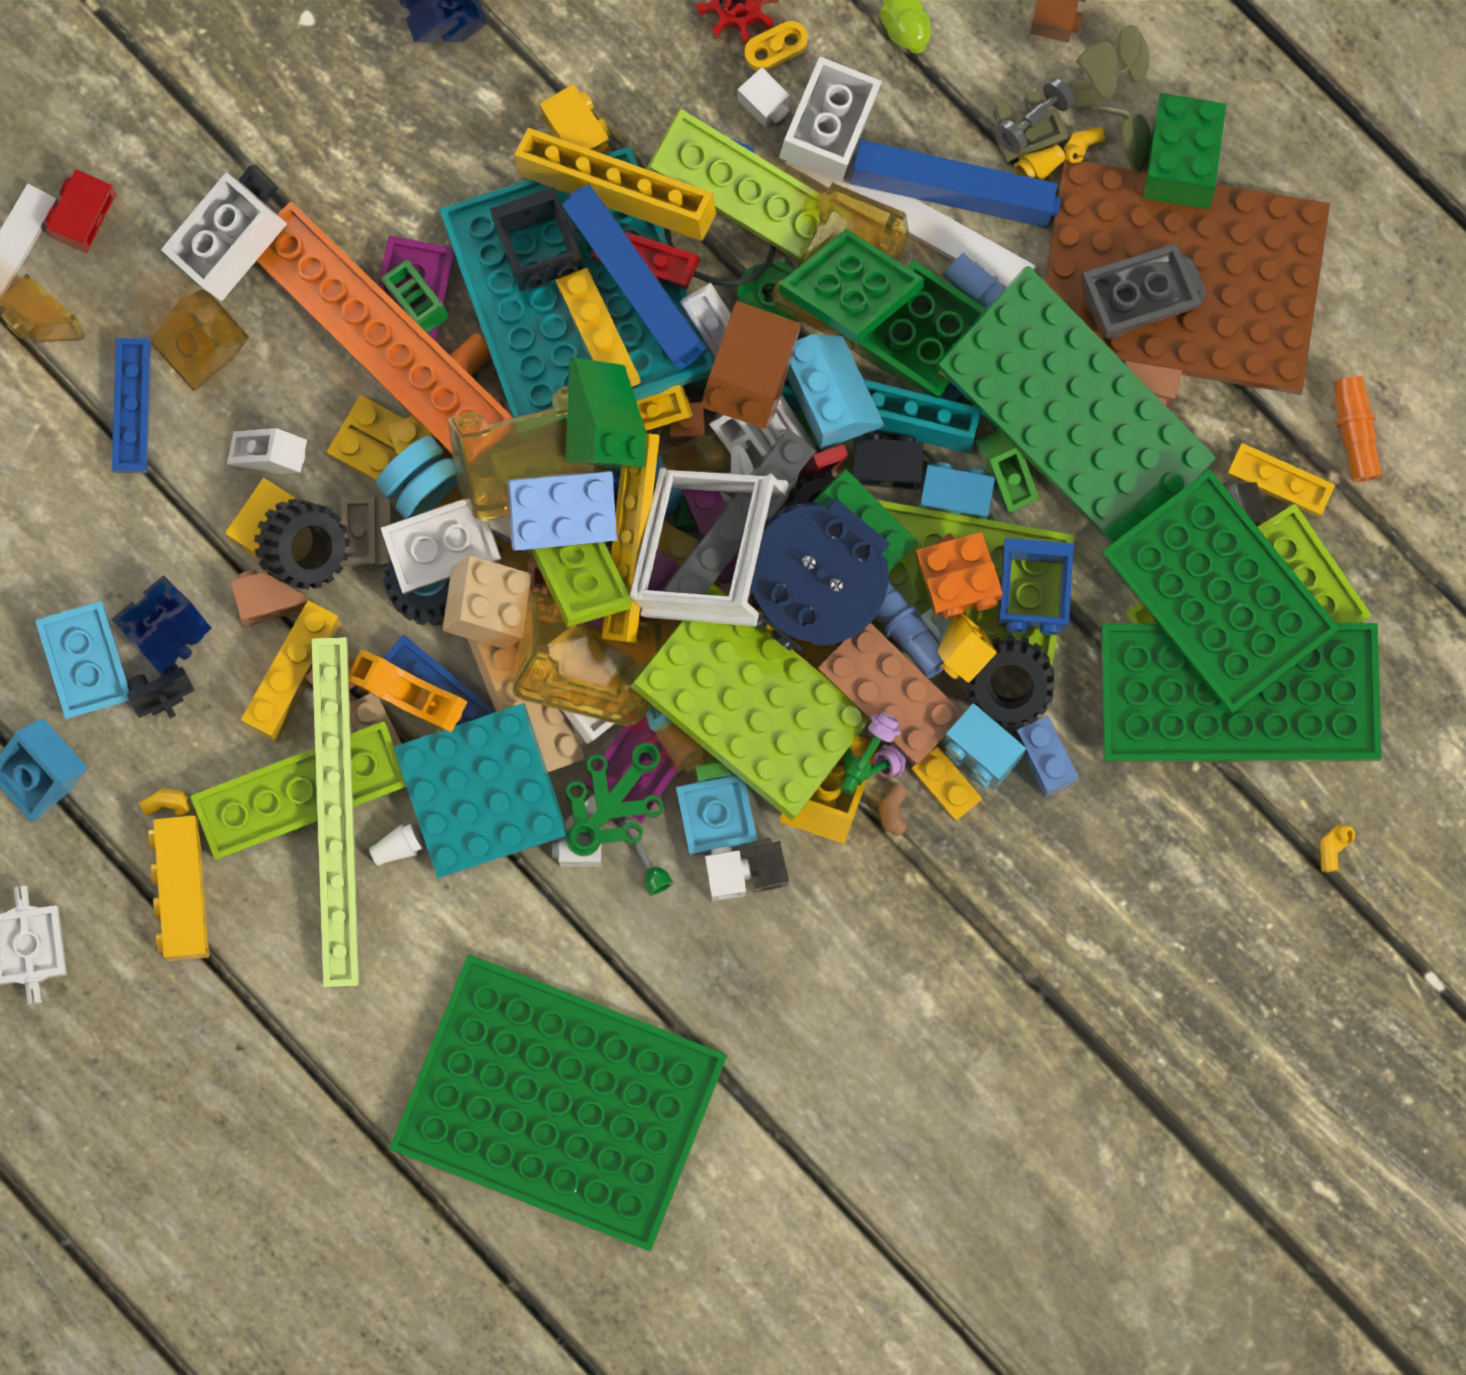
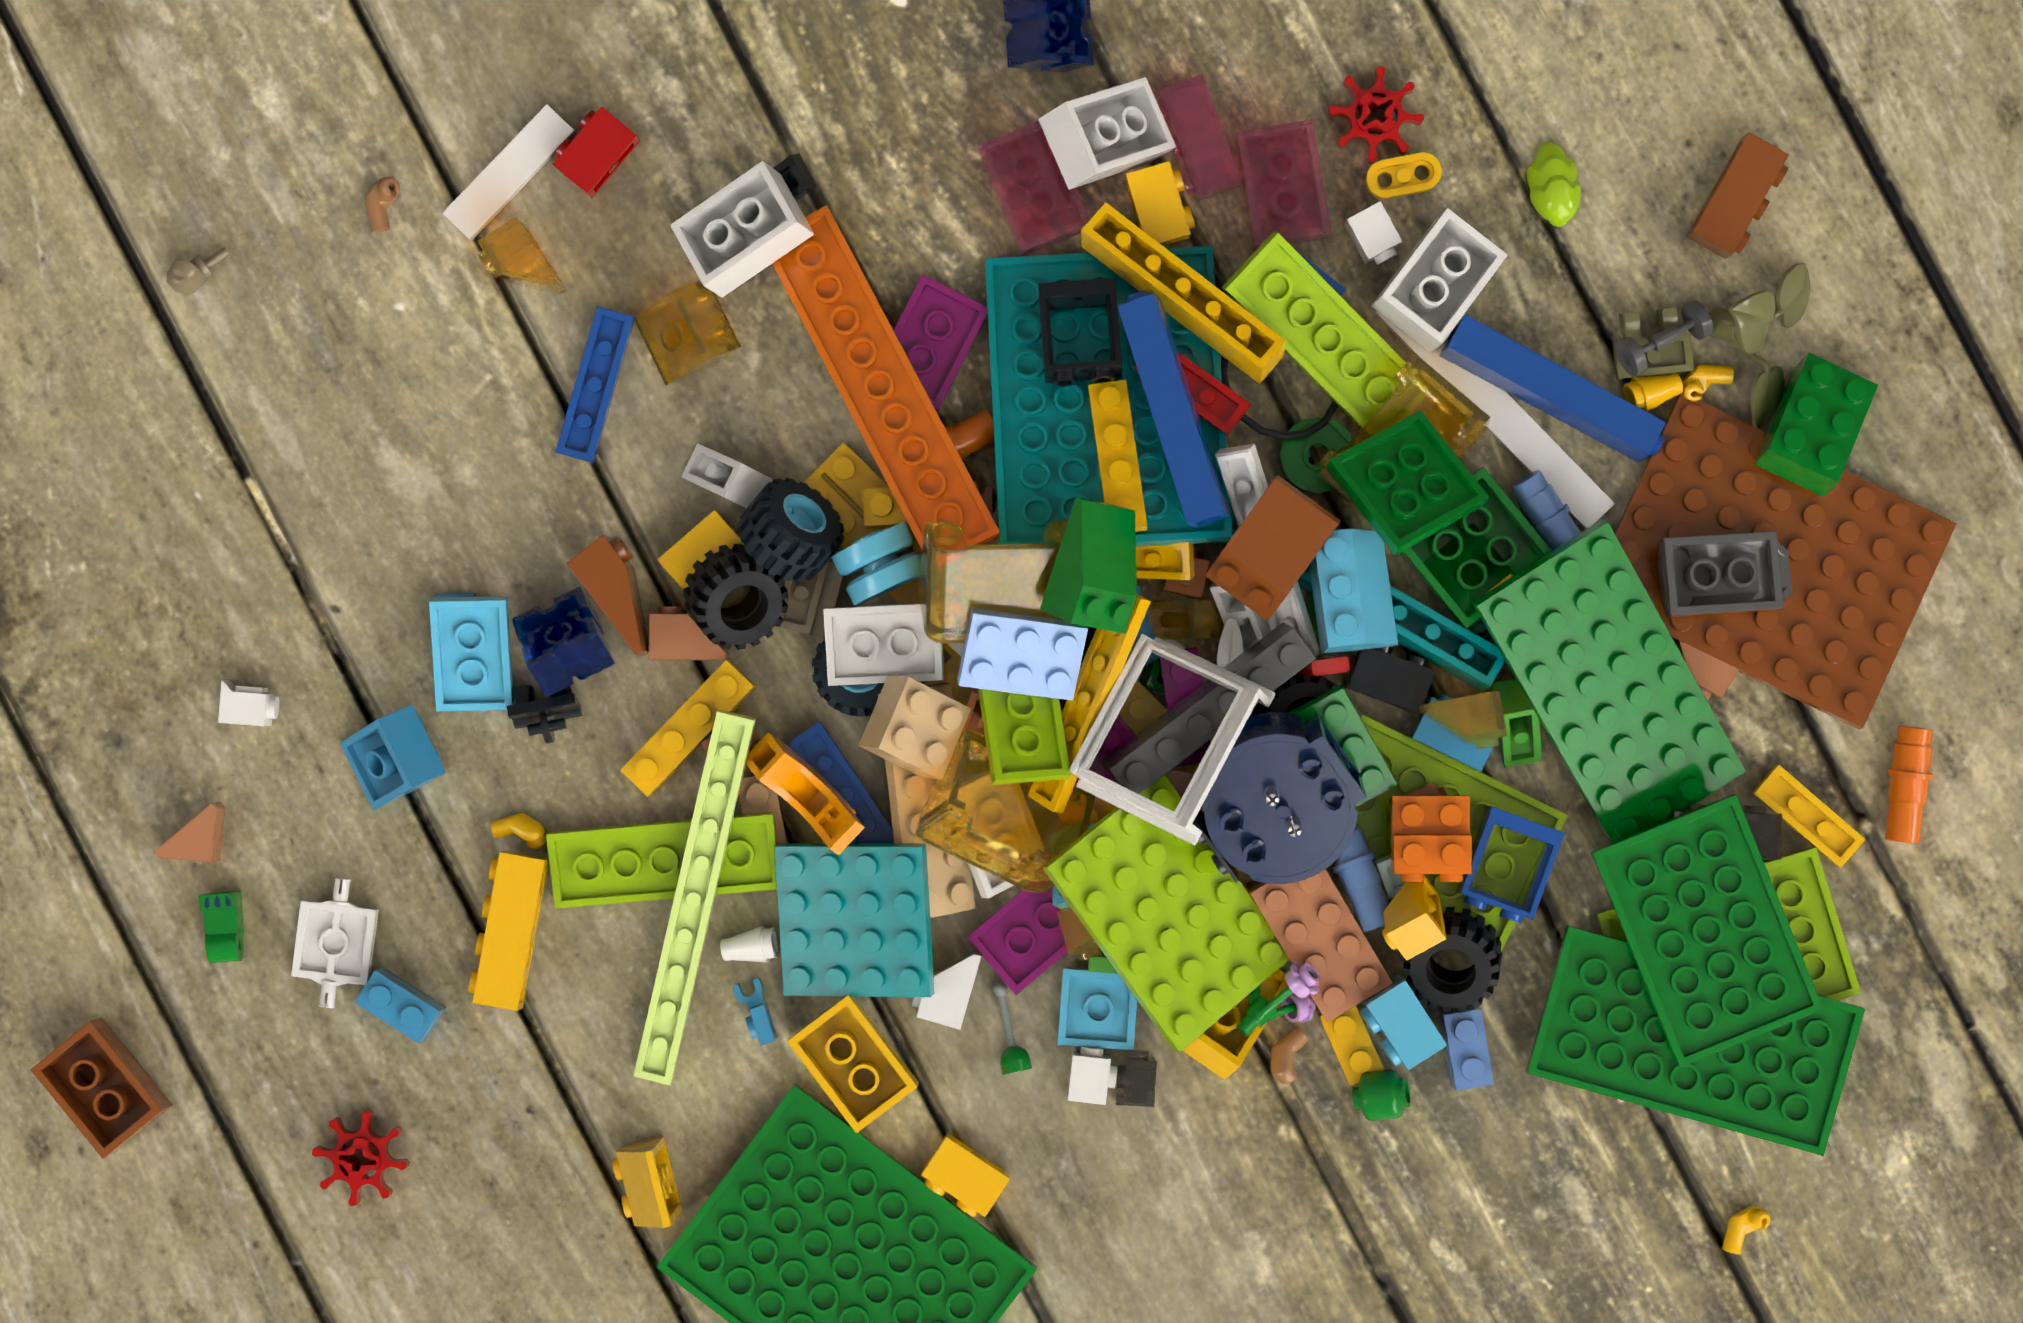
camera: 20 degrees right, 10 degrees up
(100, 981) = (400, 1004): none -> dark azure brick
(101, 1144) = (348, 1168): none -> red gear
(183, 557) = (613, 585): none -> dark orange slope
(334, 472) = (791, 530): none -> black wheel
(360, 1073) = (648, 1183): none -> yellow slope
(422, 907) = (760, 1022): none -> dark azure plate
(426, 315) = (941, 382): green slope -> none
(464, 136) = (1032, 189): none -> clear pink brick
(513, 72) = (1107, 133): none -> white brick
(514, 917) = (853, 1062): none -> yellow brick
(593, 62) = (1198, 139): none -> clear pink brick
(610, 805) = (986, 972): green plant -> none
(641, 992) = (965, 1176): none -> yellow brick
(675, 74) = (1283, 183): none -> clear pink brick
(962, 469) = (1470, 718): none -> clear yellow slope
(985, 819) = (1381, 1095): none -> green head

